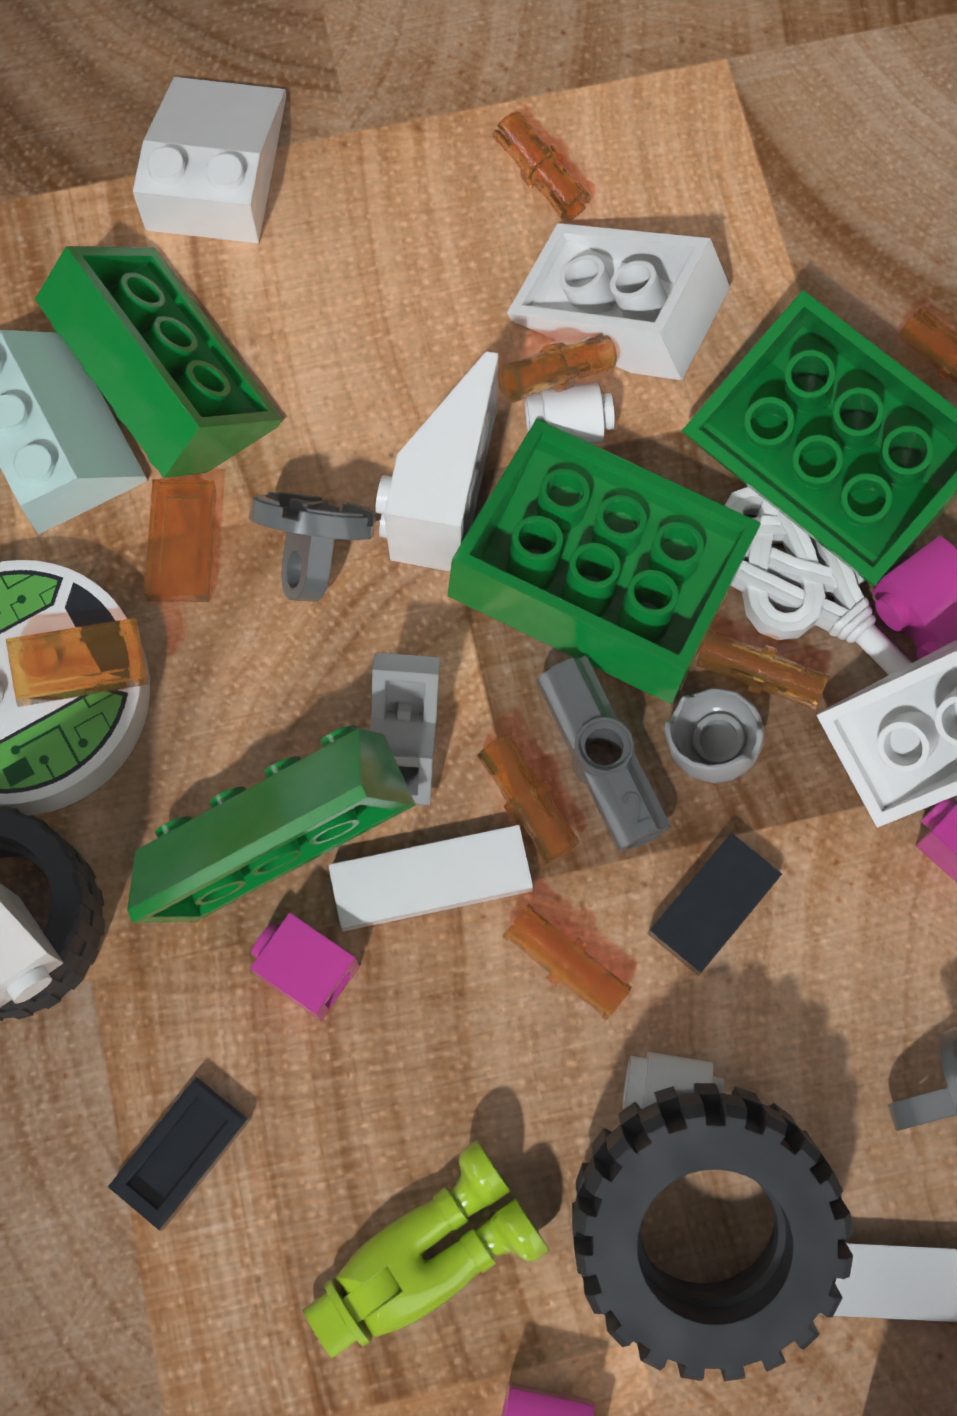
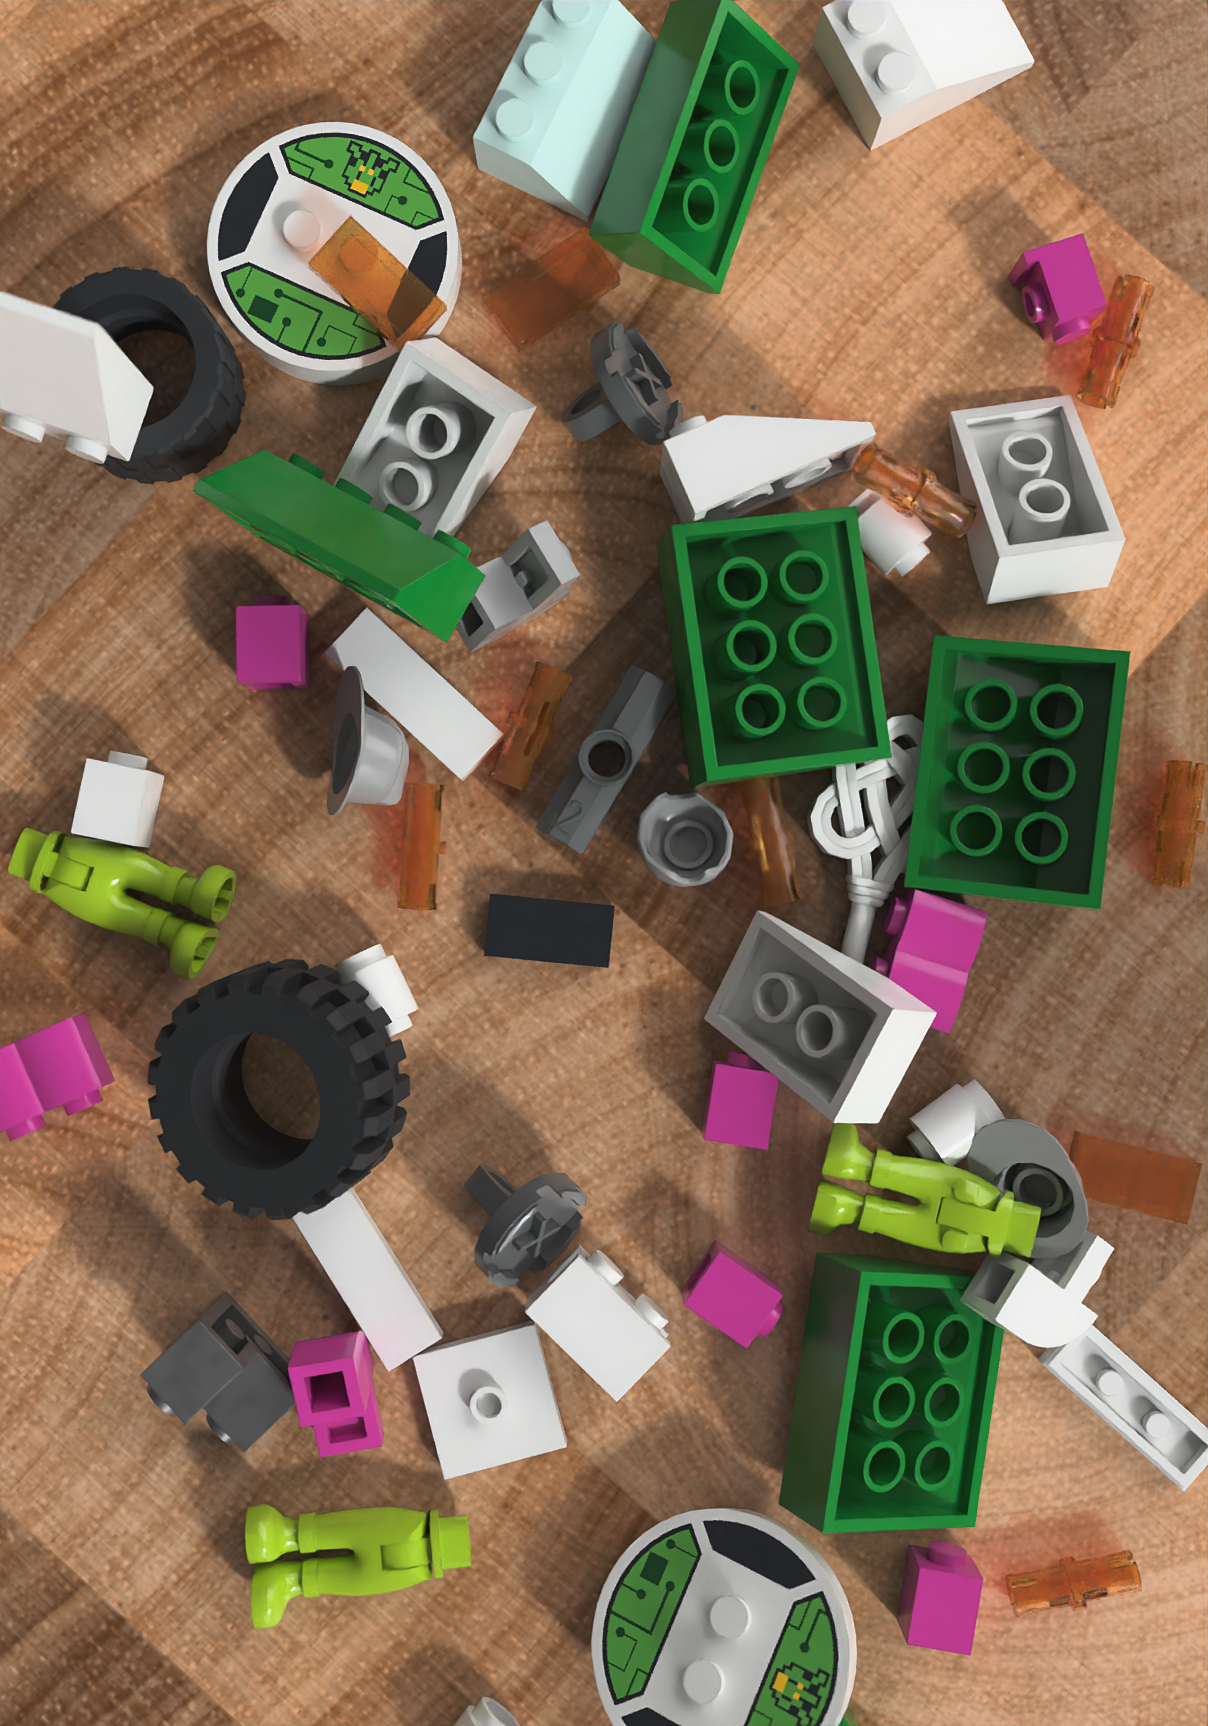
camera: 55 degrees right, 15 degrees up
(178, 1154) = (76, 654): black tile -> none
(230, 705) = (436, 436): none -> white slope
(338, 1203) = (118, 800): none -> white brick
(446, 949) = (367, 751): none -> light grey piece
(473, 174) = (1060, 288): none -> dark pink brick

